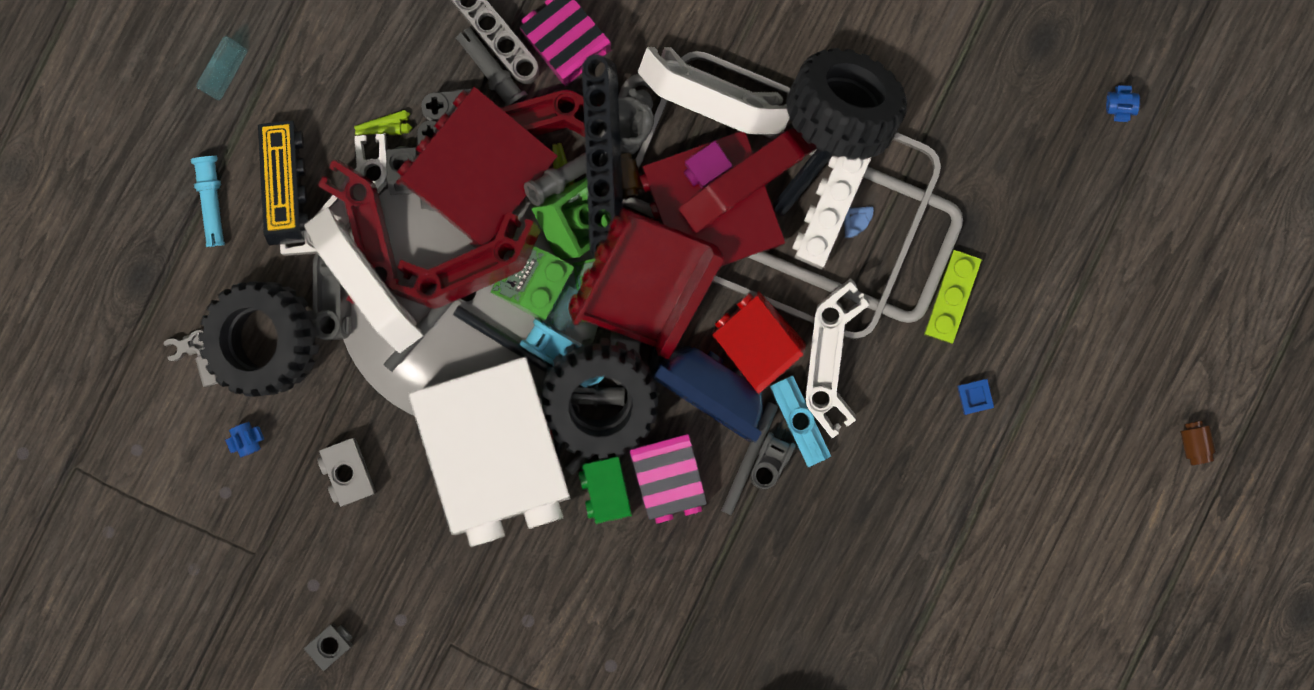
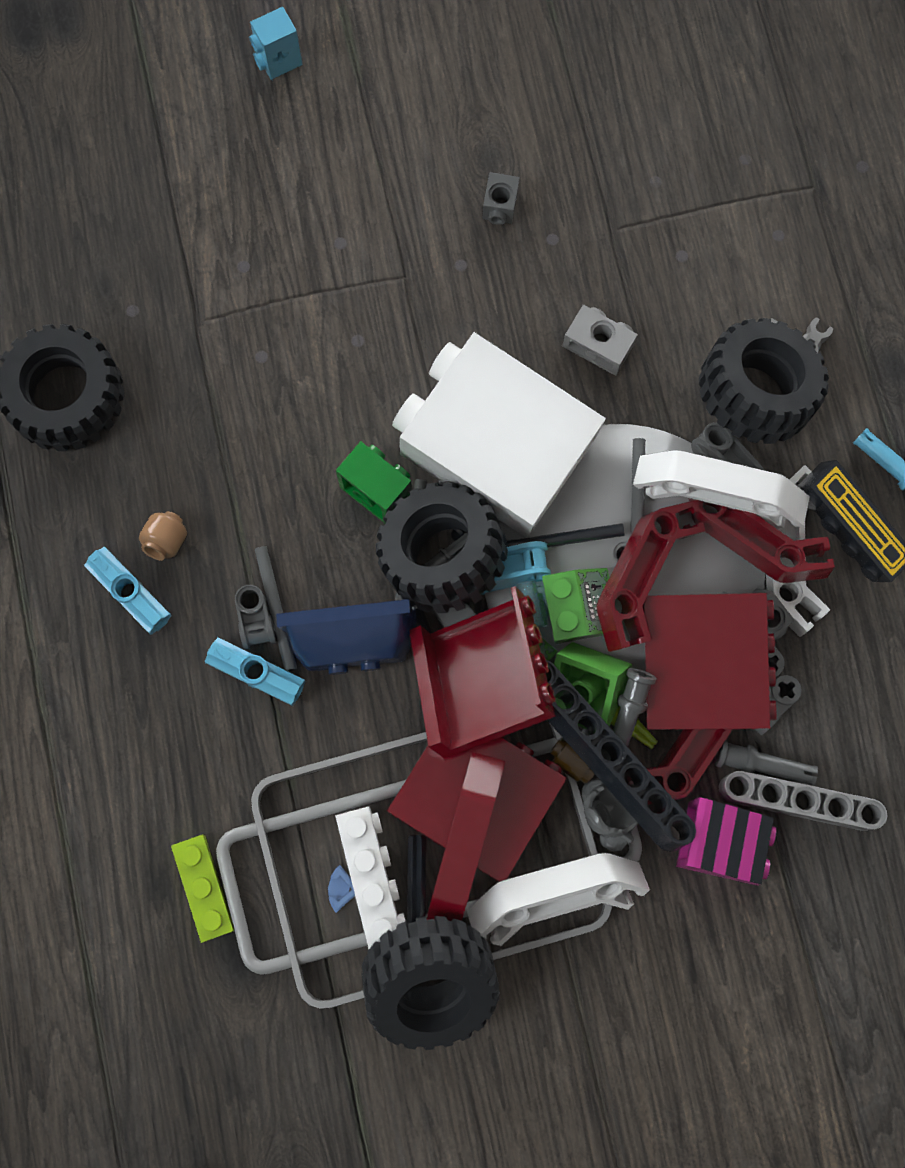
camera: 140 degrees right, 10 degrees down
(244, 439) = (703, 301): blue gear -> none
(389, 125) = (807, 647): lime piece -> none
(669, 478) = (331, 536): slope -> none
(707, 165) = (510, 821): magenta brick -> none
(759, 340) = (342, 708): red slope -> none
(791, 577) = (162, 535): none -> medium nougat head
(827, 355) = (273, 742): white piece -> none
(844, 535) = (114, 577): none -> medium azure piece
(975, 396) = (115, 814): blue plate -> none

